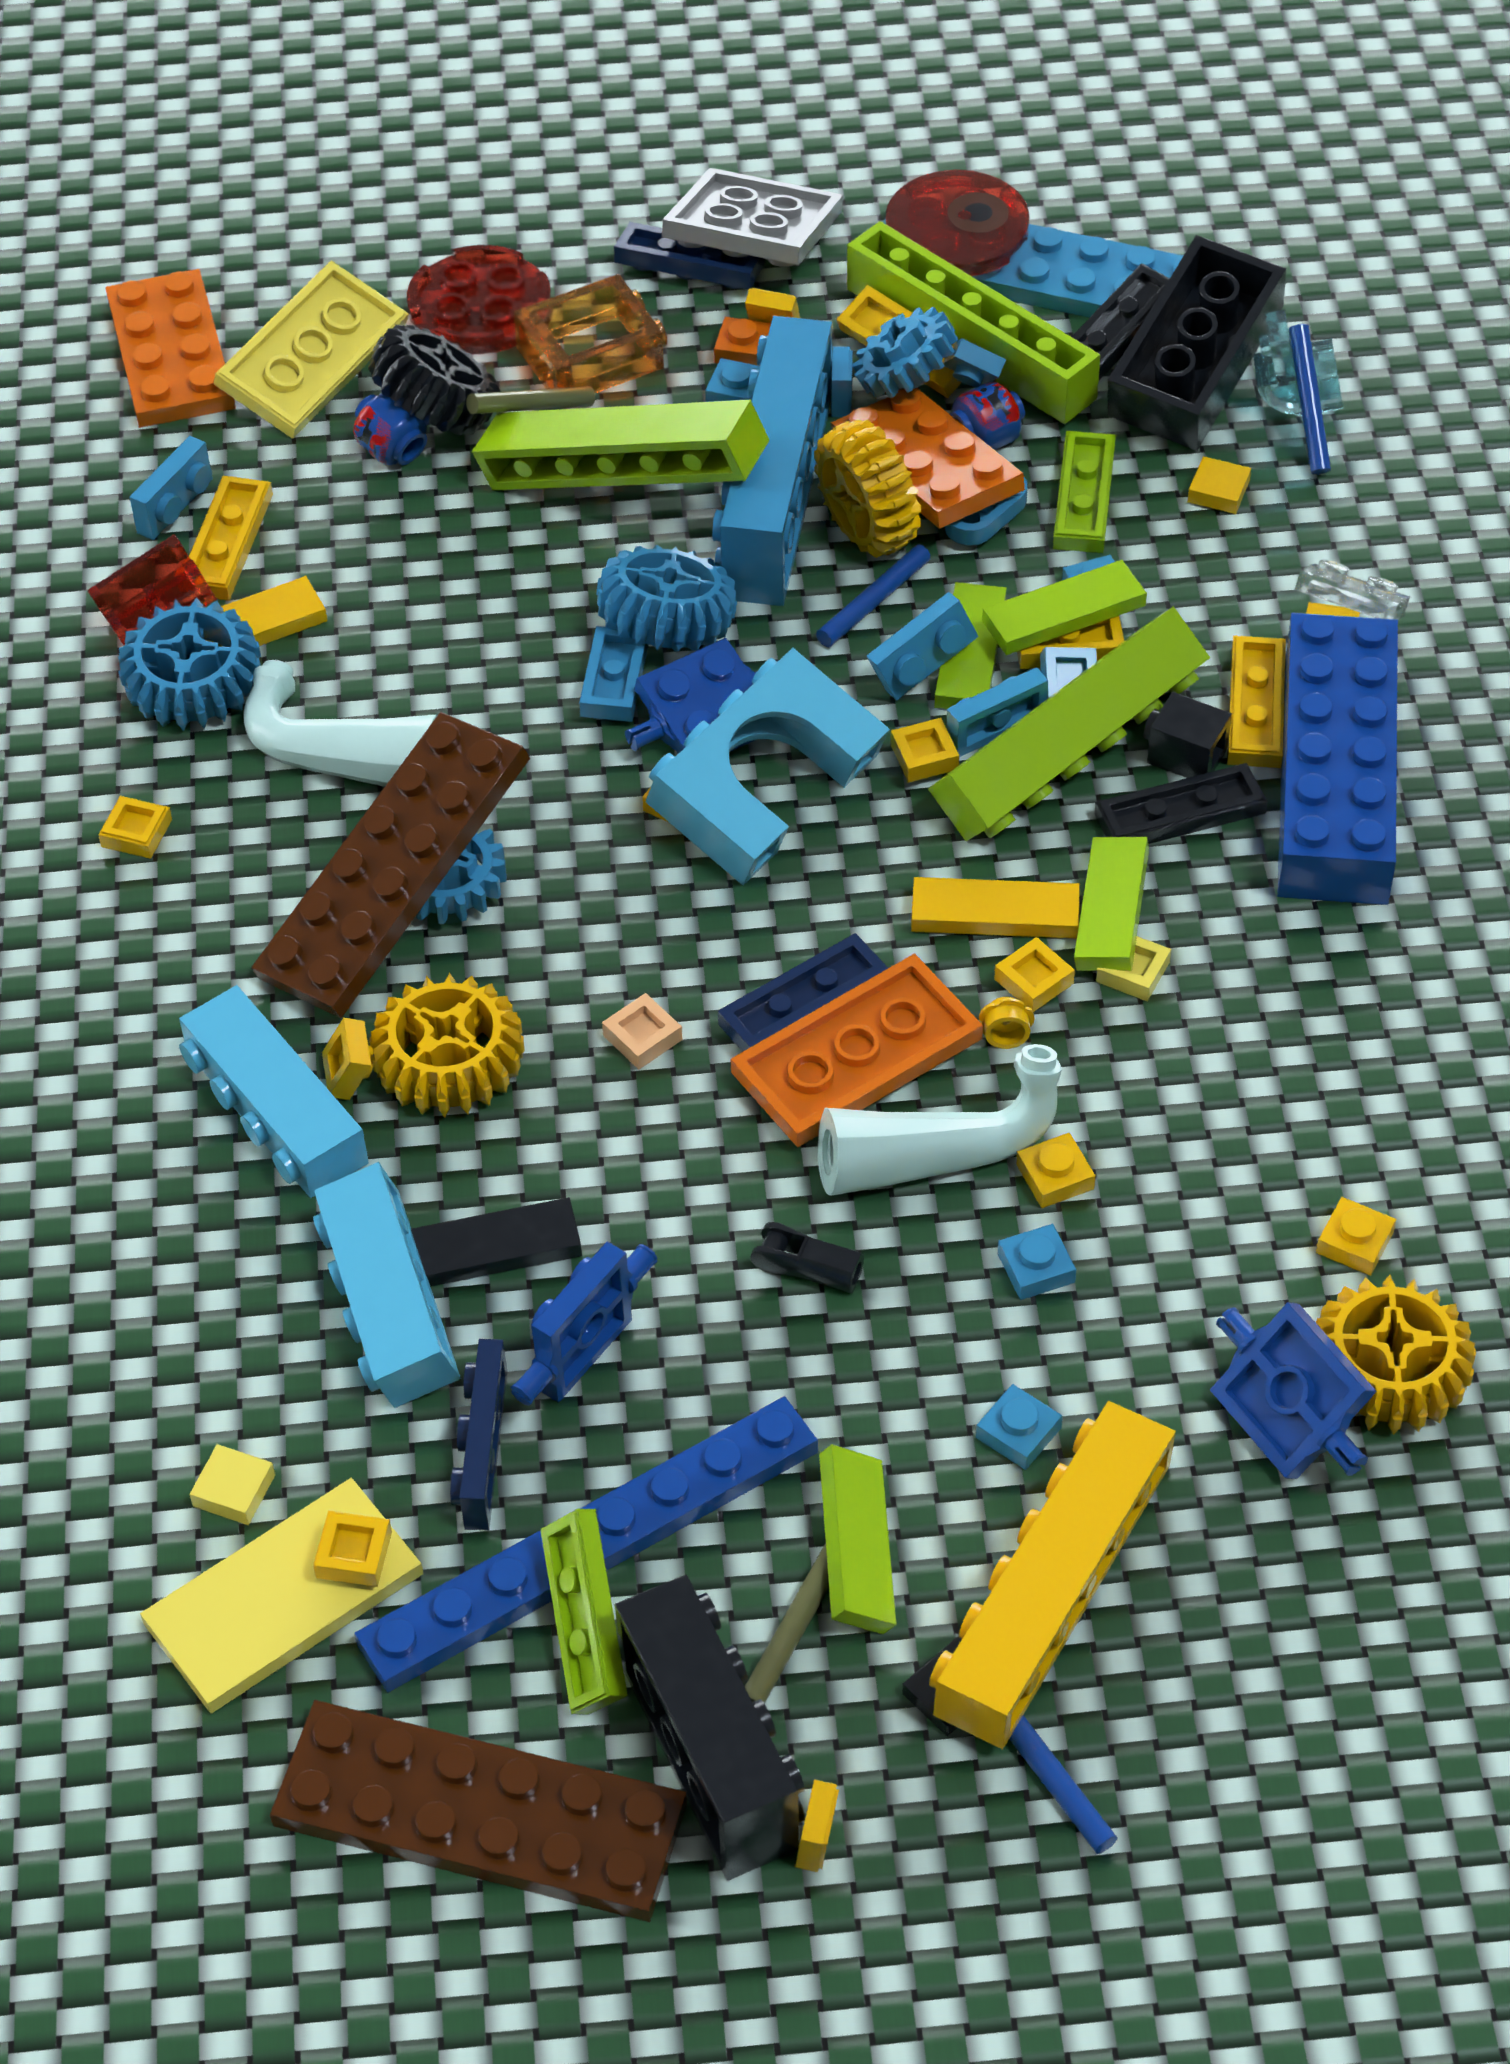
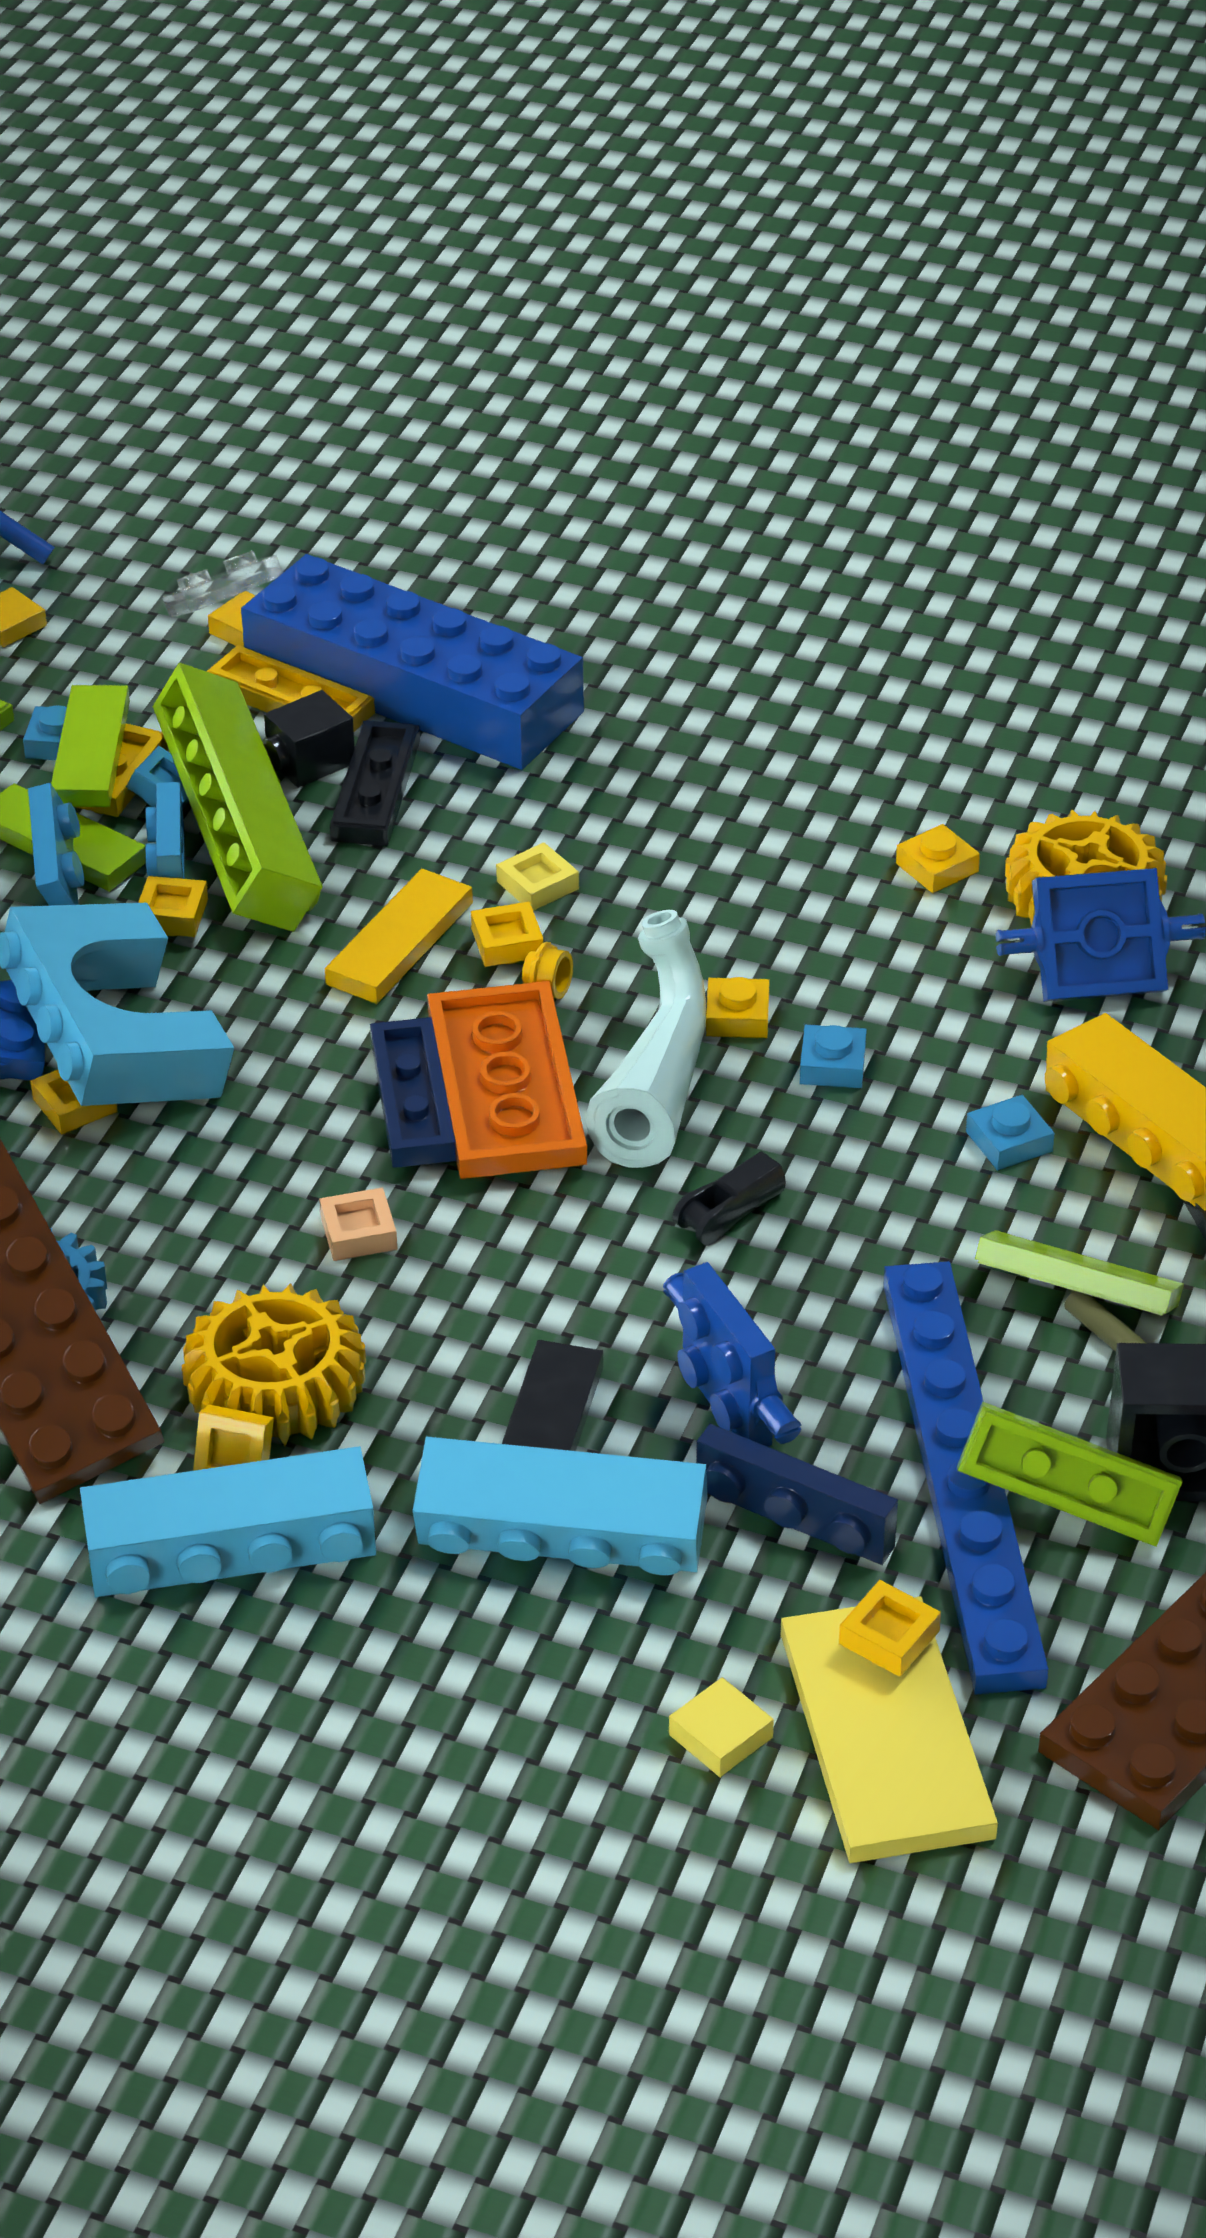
camera: 65 degrees left, 10 degrees down
(1111, 903) = (436, 844): lime tile -> none

